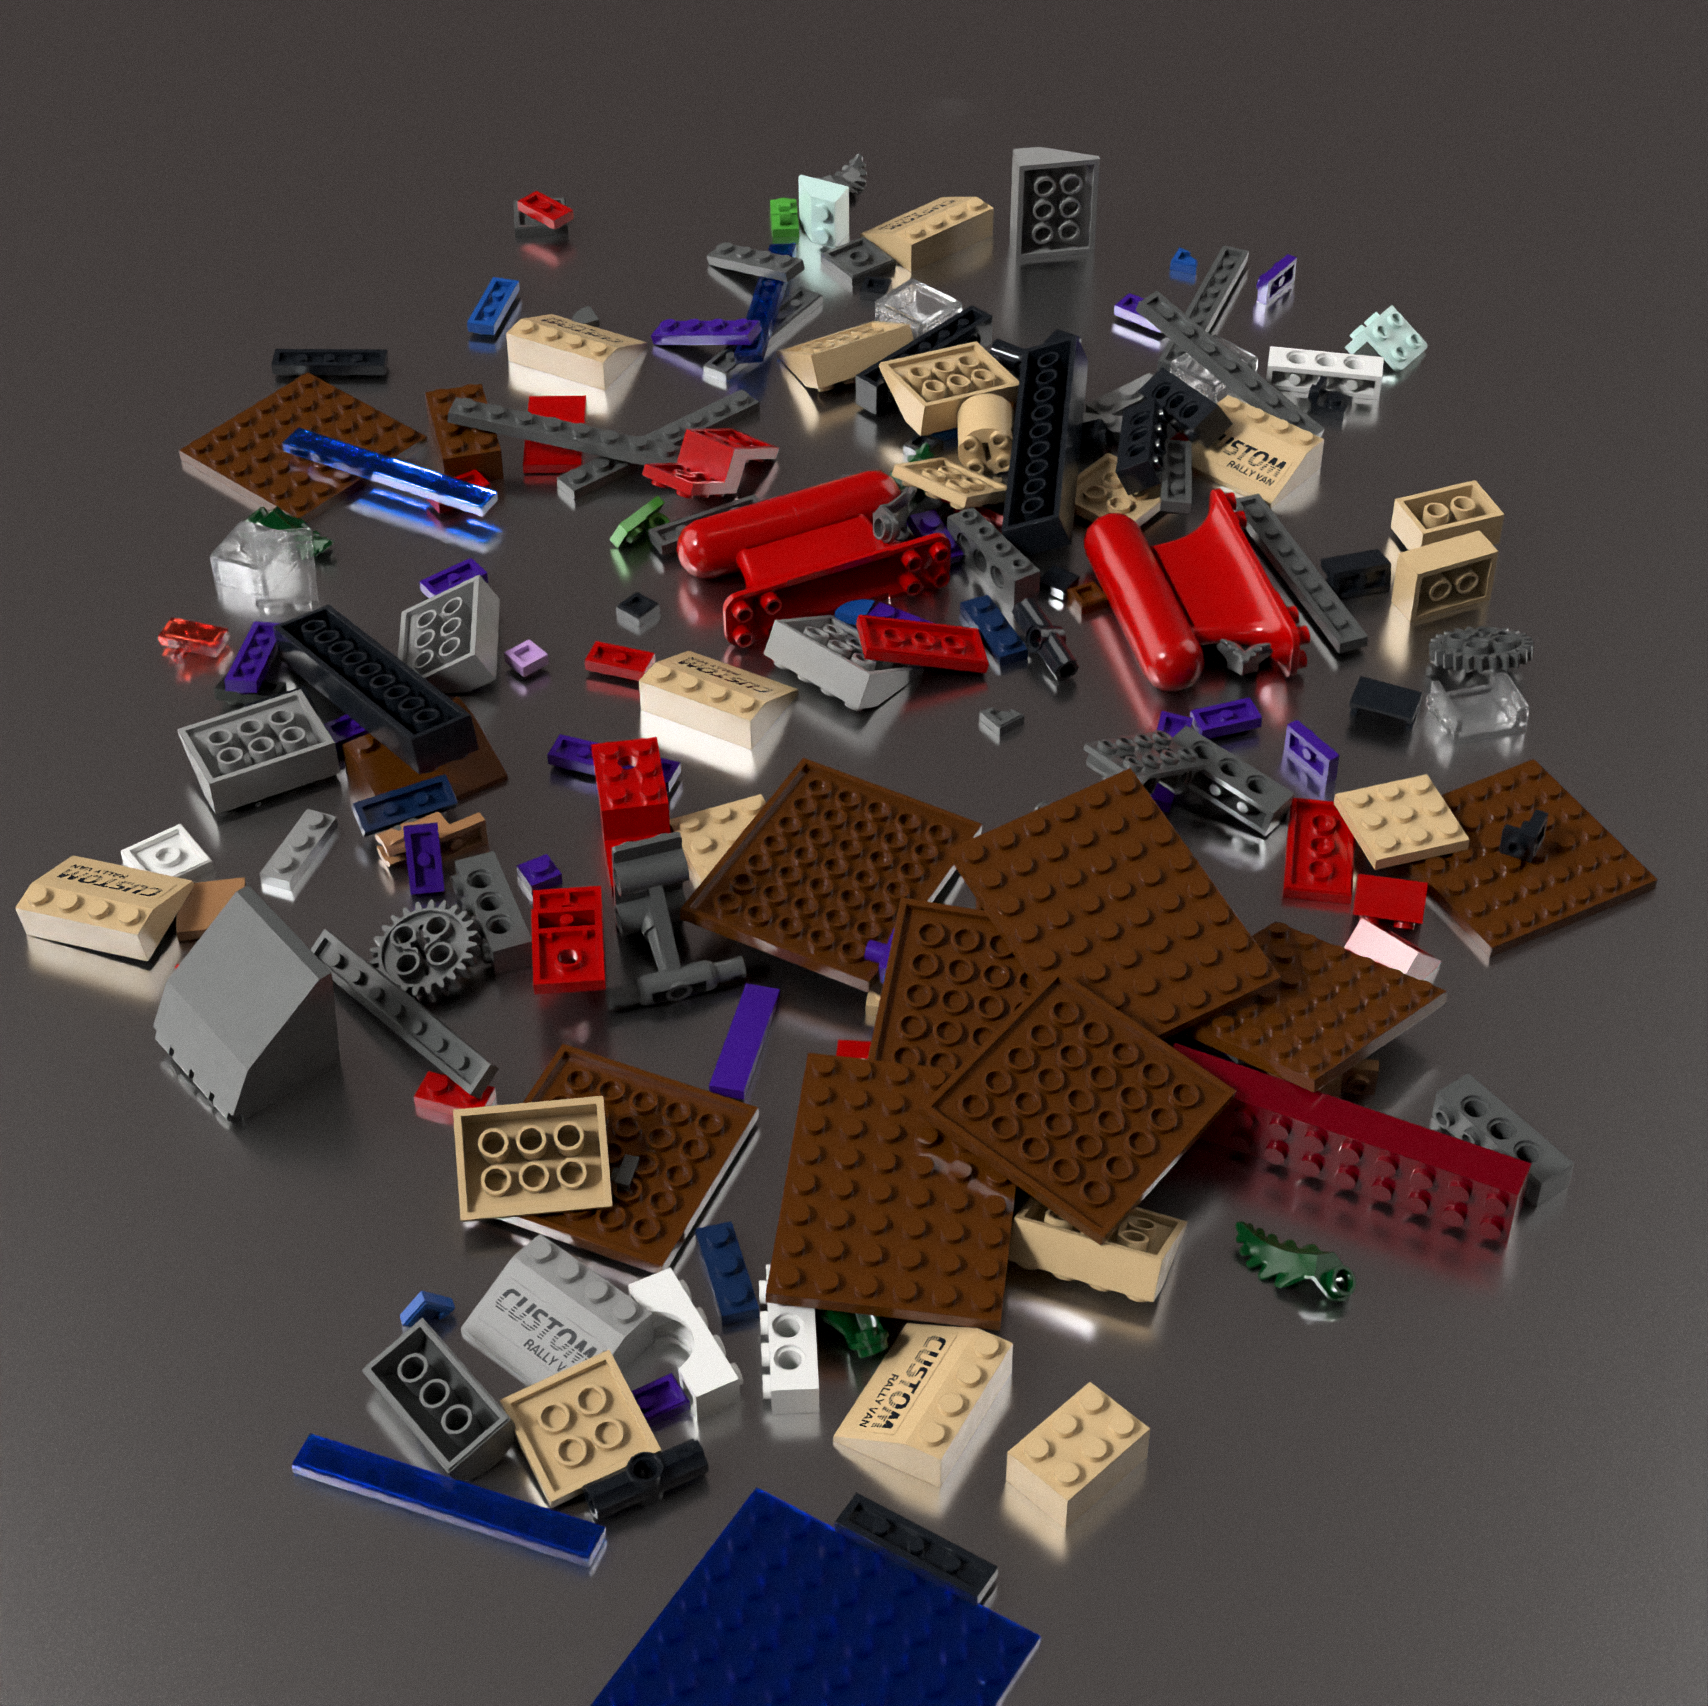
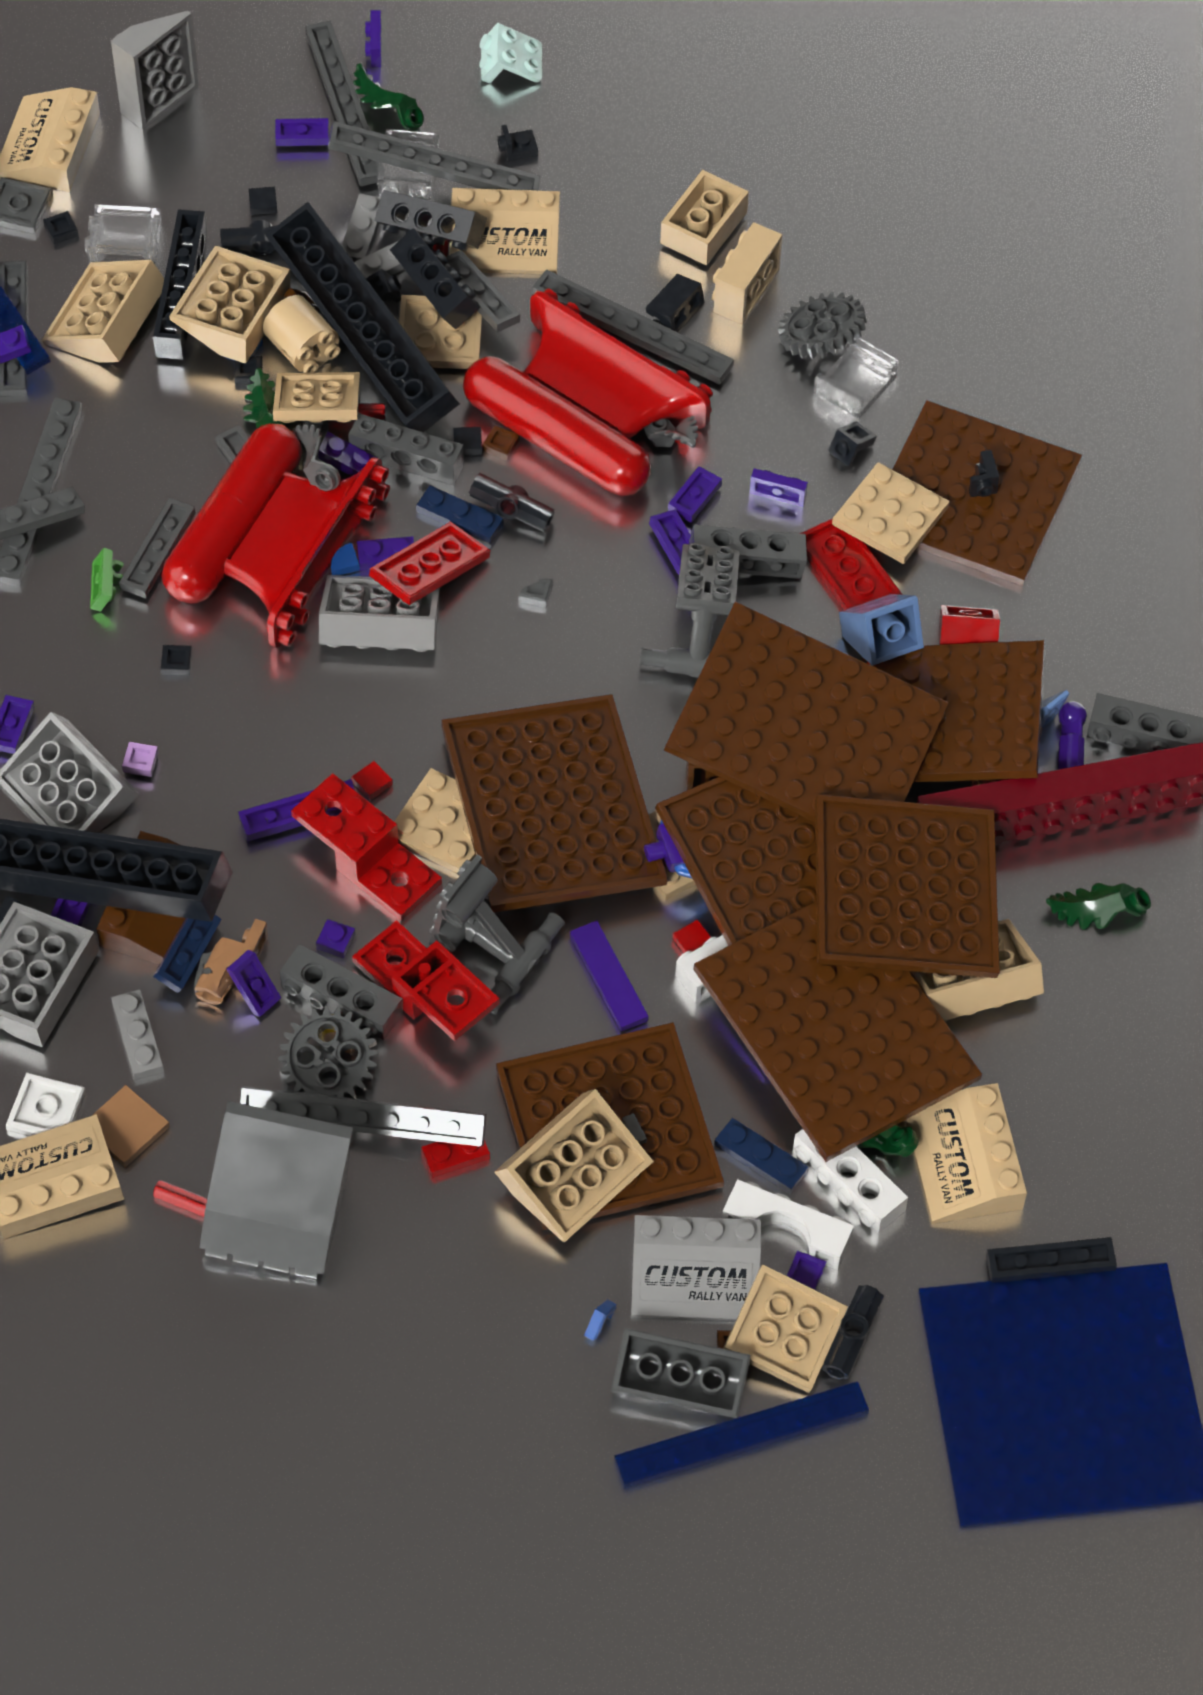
camera: 40 degrees left, 15 degrees up
(619, 660) = (214, 717): red plate -> none
(701, 777) = (372, 780): none -> red tile
(709, 462) = (112, 489): red bracket -> none
(714, 697) = (316, 703): tan slope -> none
(1077, 1455) = (1091, 1130): tan brick -> none
(1184, 262) = (283, 58): blue tile -> none
(1237, 314) = (407, 108): none -> dark green plant
(1292, 898) = (883, 627): none -> medium blue slope
(1346, 373) = (482, 120): white brick -> none
(1387, 700) = (793, 411): black hinge -> none
(1390, 900) = (932, 580): red slope -> none
(1400, 1061) = (1052, 706): none -> medium blue slope
(1423, 1085) = (1071, 743): none -> dark purple piece
(1424, 750) = (849, 441): none -> black bracket

